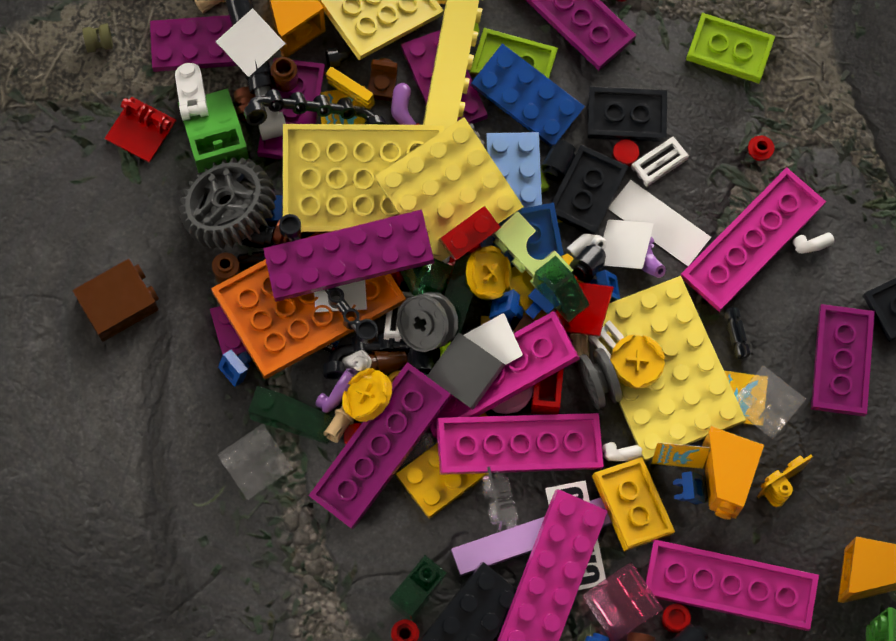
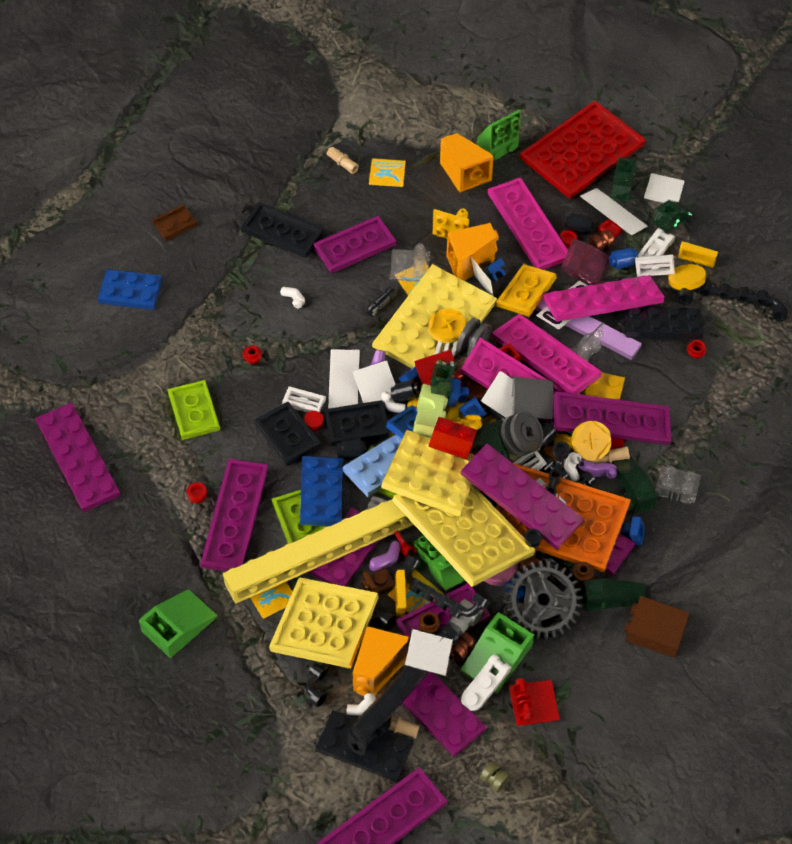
camera: 125 degrees left, 15 degrees down
(184, 288) = (610, 593): none -> clear green slope
(417, 588) = (671, 354): clear green slope -> none
(629, 453) = (503, 310): white arm -> none
(752, 239) = (316, 324): dark pink plate -> none

